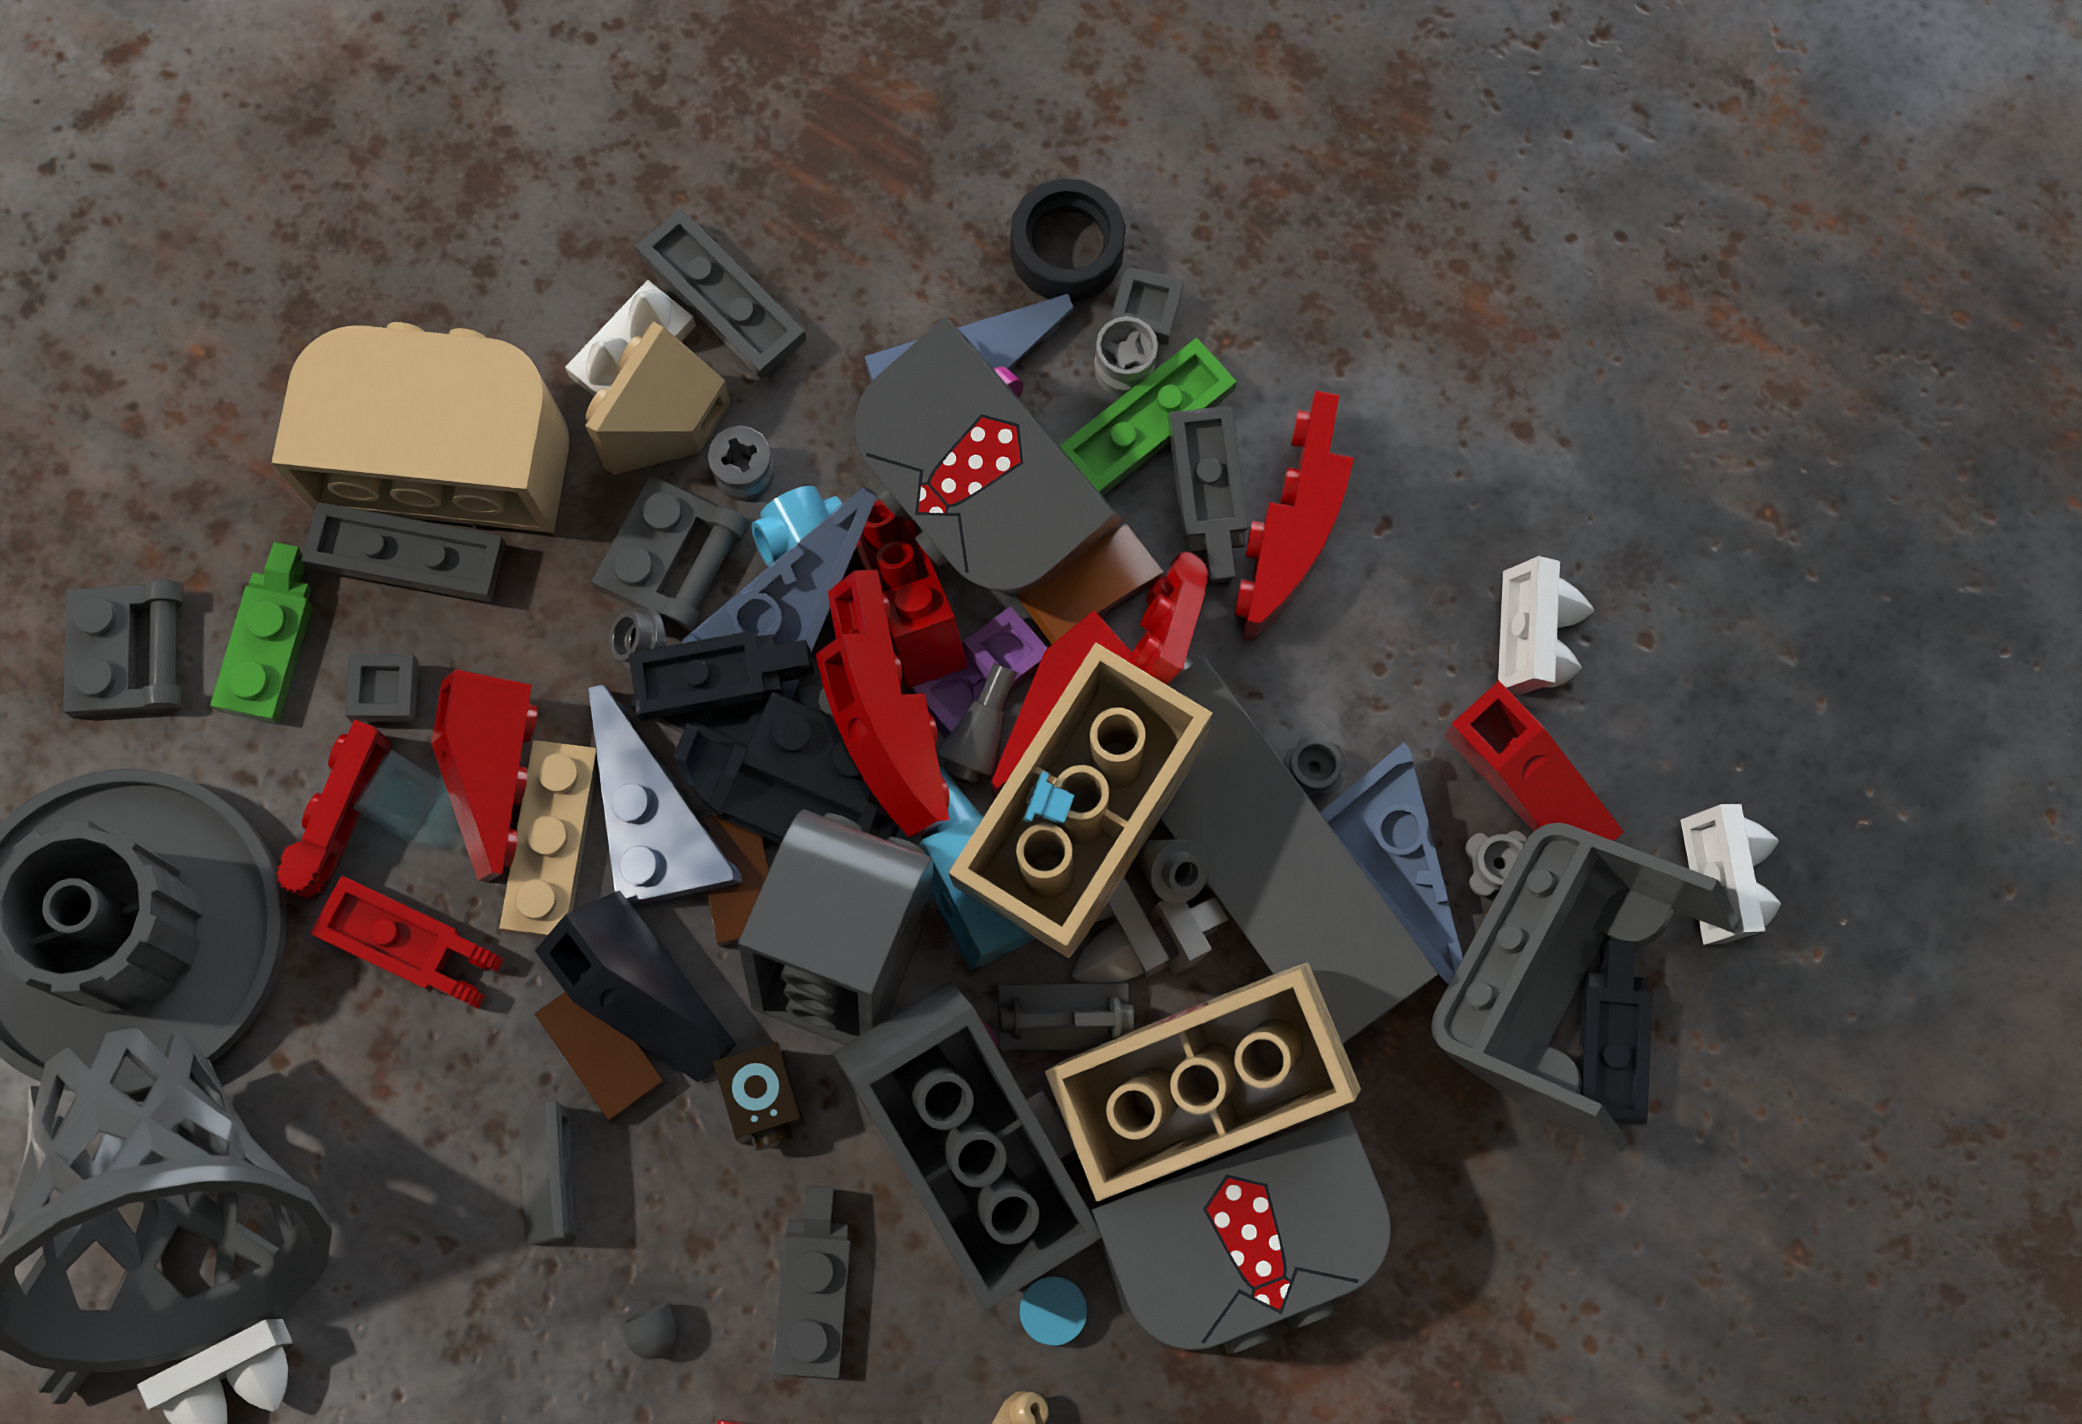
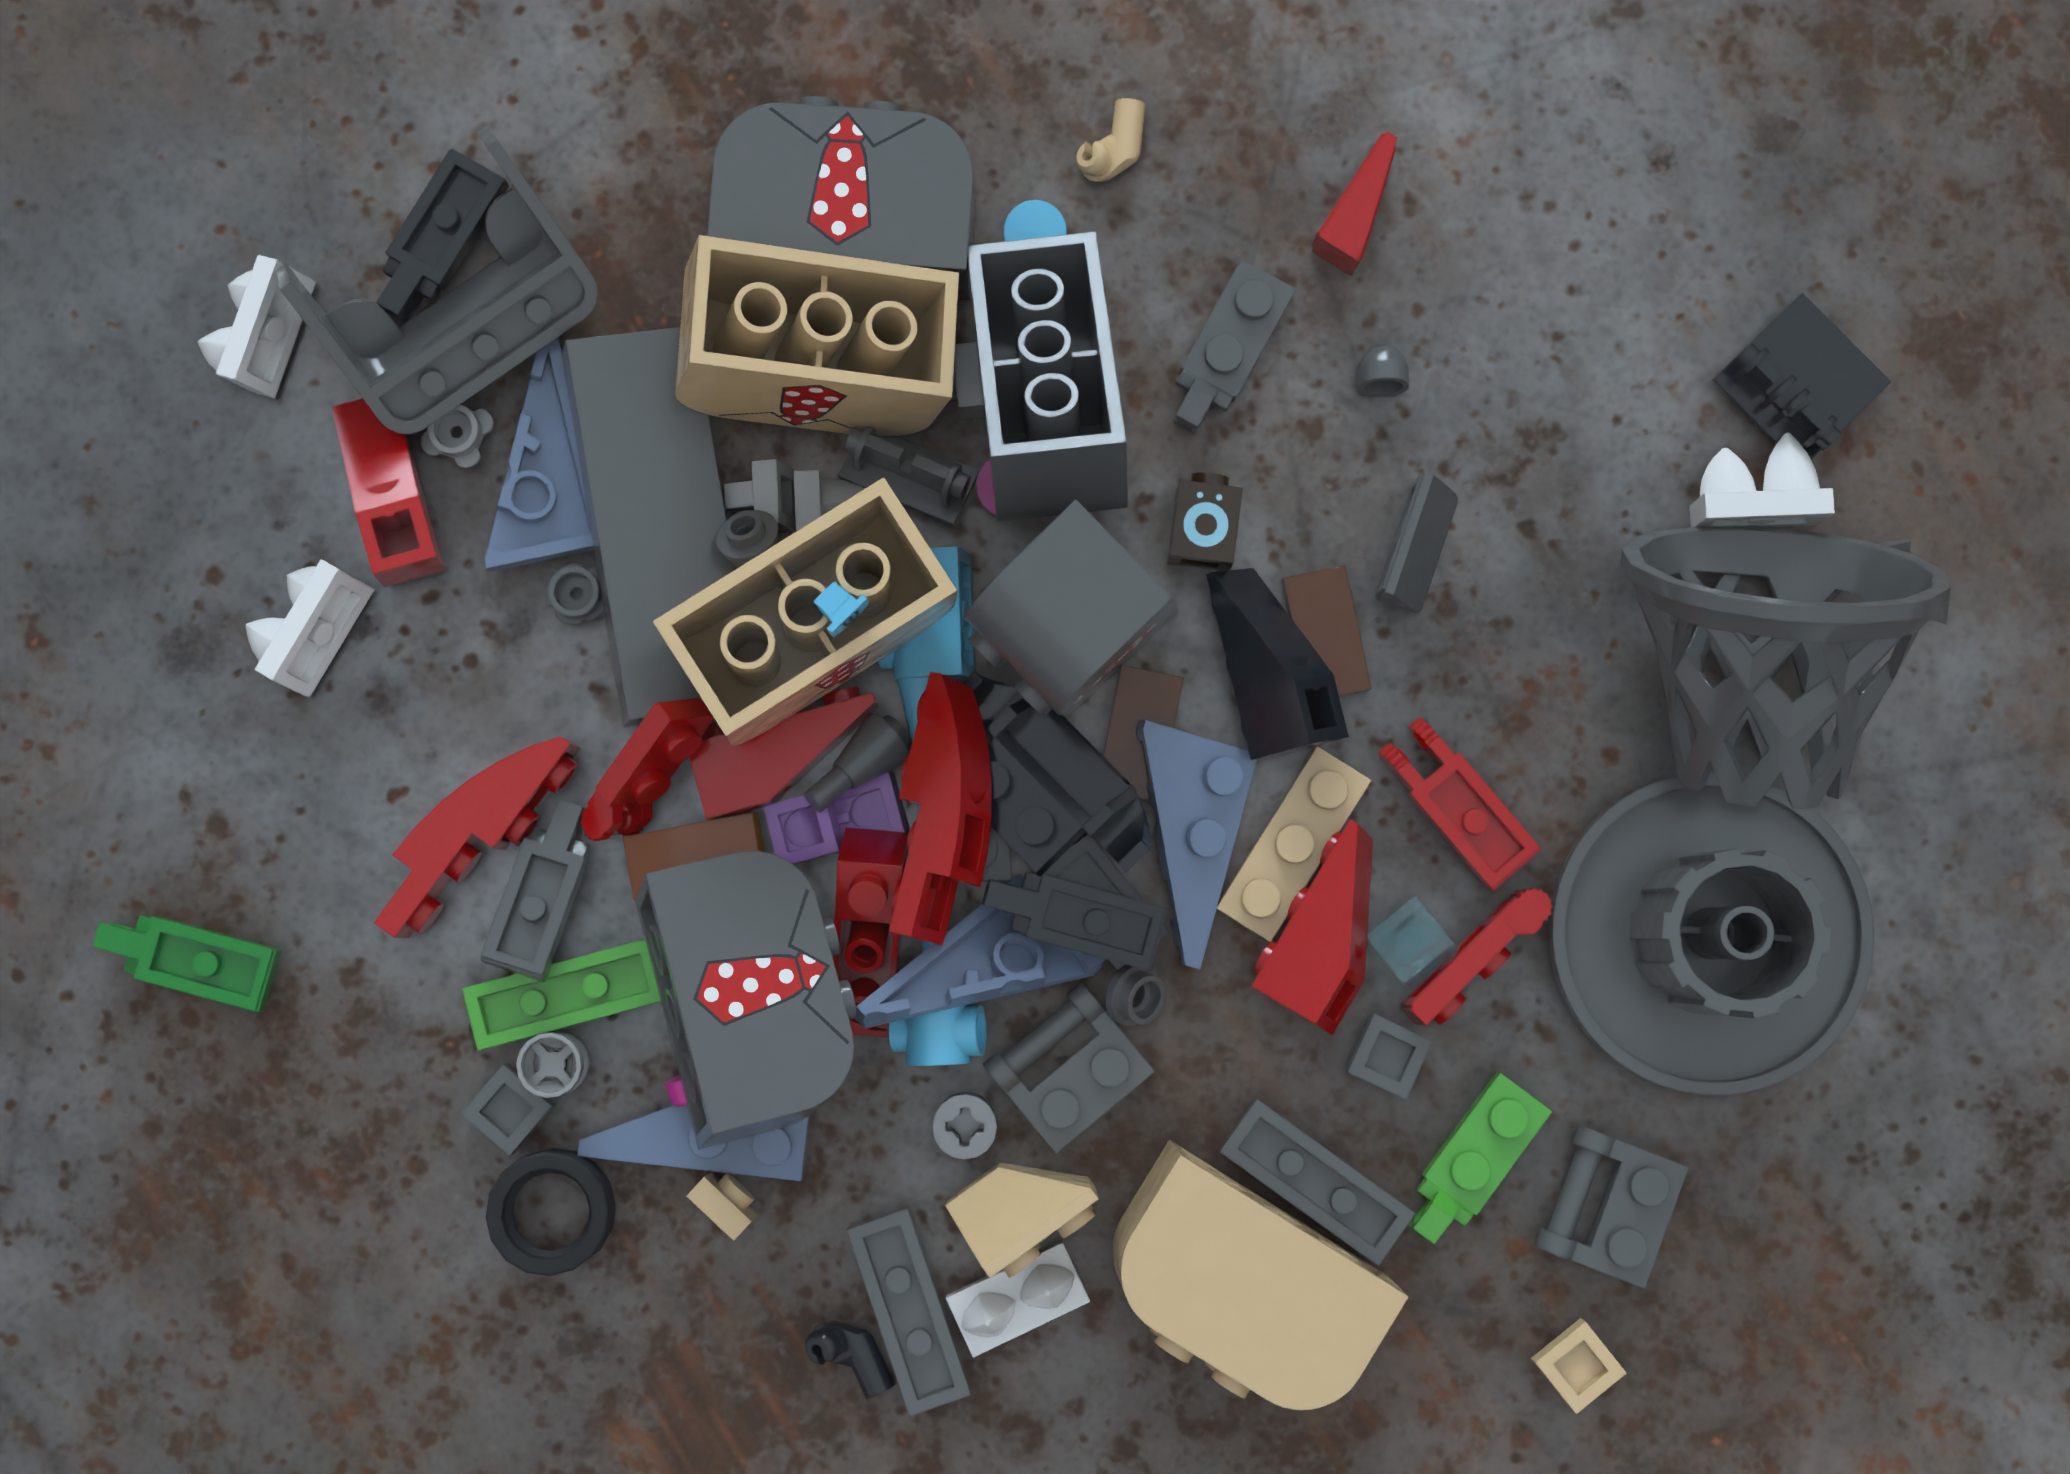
camera: 150 degrees left, 10 degrees up
(102, 499) = (1578, 1365): none -> tan plate
(756, 246) = (852, 1348): none -> black arm
(919, 305) = (724, 1203): none -> tan plate
(1480, 307) = (194, 960): none -> green hinge

